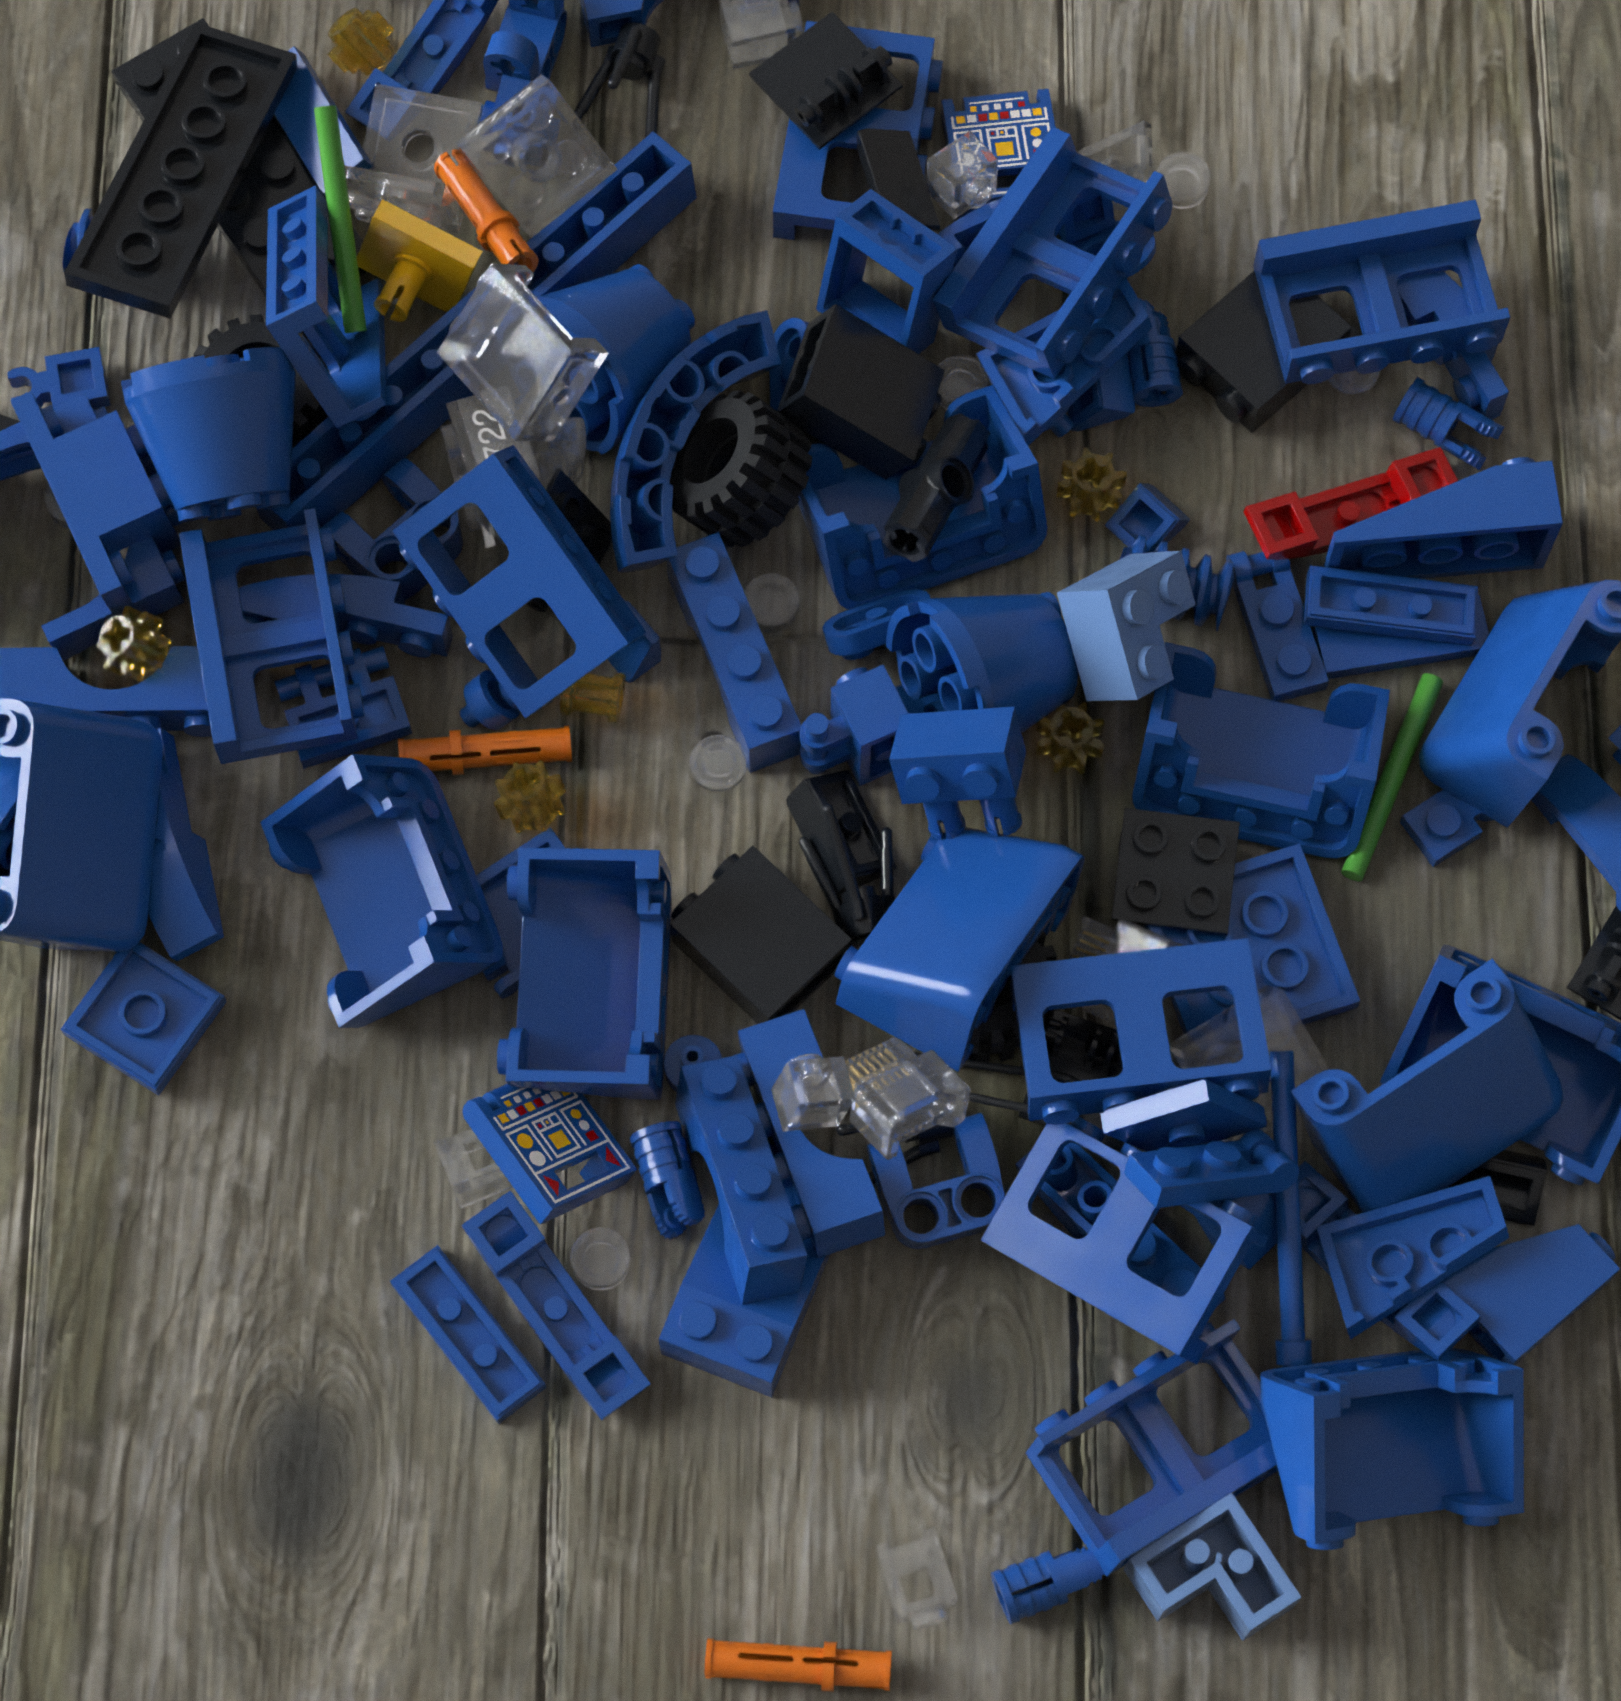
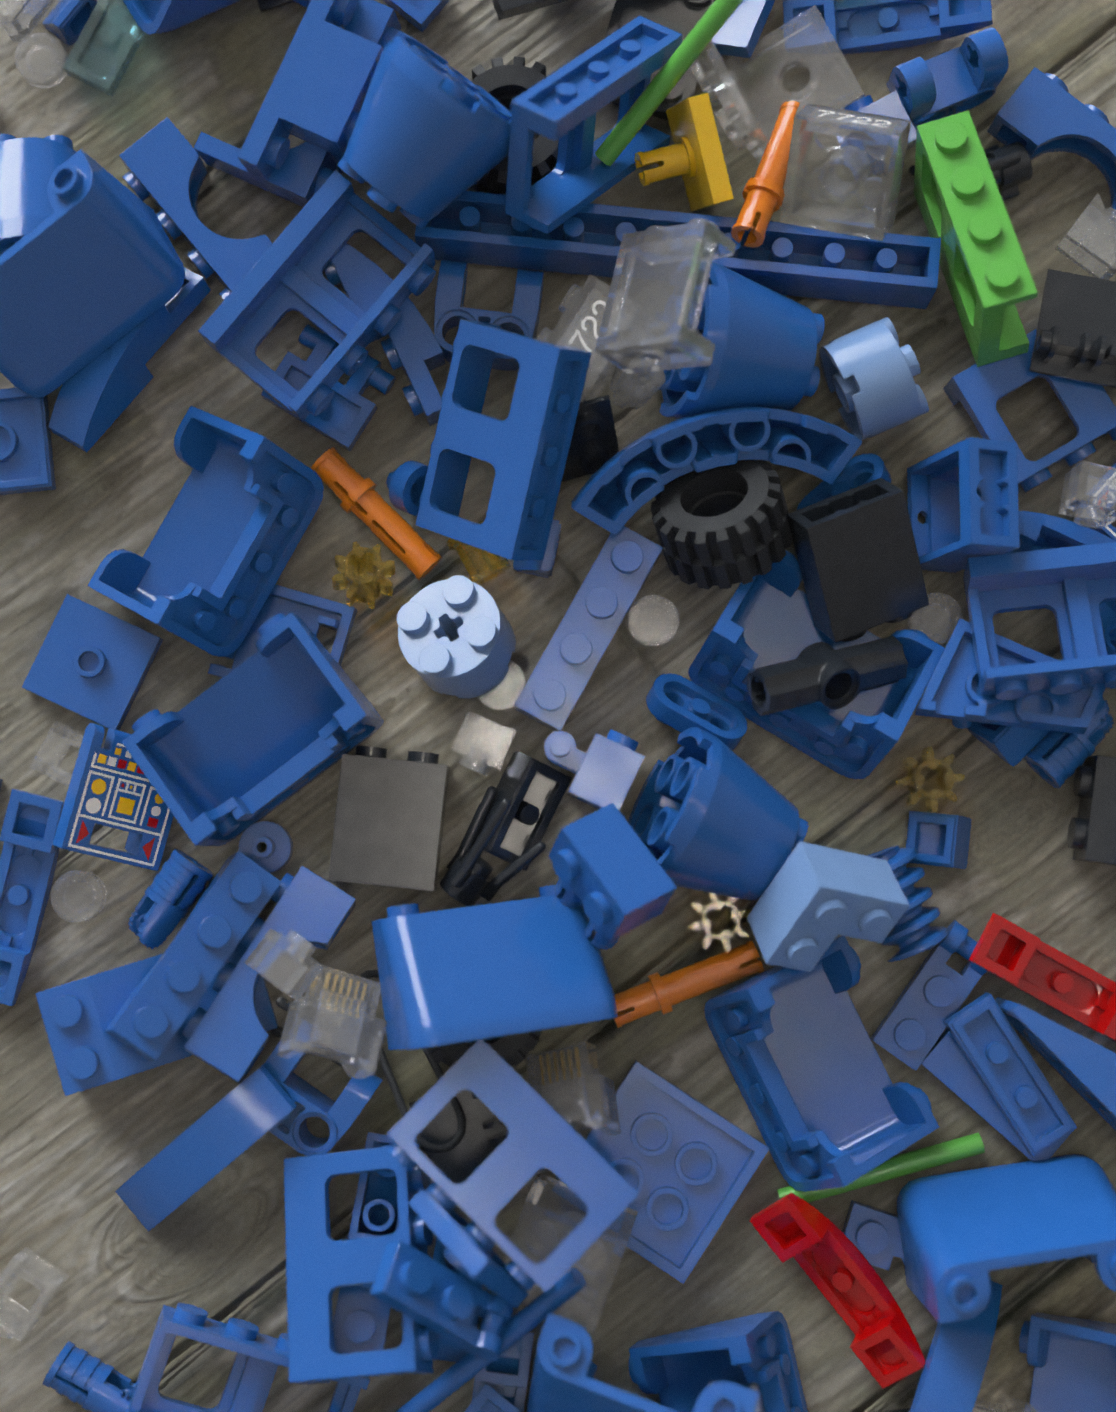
camera: 50 degrees right, 15 degrees up
(133, 643) = (242, 206): clear yellow gear -> none
(404, 1087) = (92, 663): none -> blue plate
(651, 756) = (456, 637): none -> brick
(687, 99) = (976, 235): none -> bright green window
(722, 267) = (873, 379): none -> medium blue brick
(758, 810) = (483, 744): none -> clear plate
(896, 172) = (1052, 448): black slope -> none
(917, 1310) = (206, 1148): none -> blue slope
(1095, 830) = (686, 983): none -> orange pin
(1175, 871) = (674, 1077): black hinge -> none
(1464, 871) = (848, 1283): none -> red slope

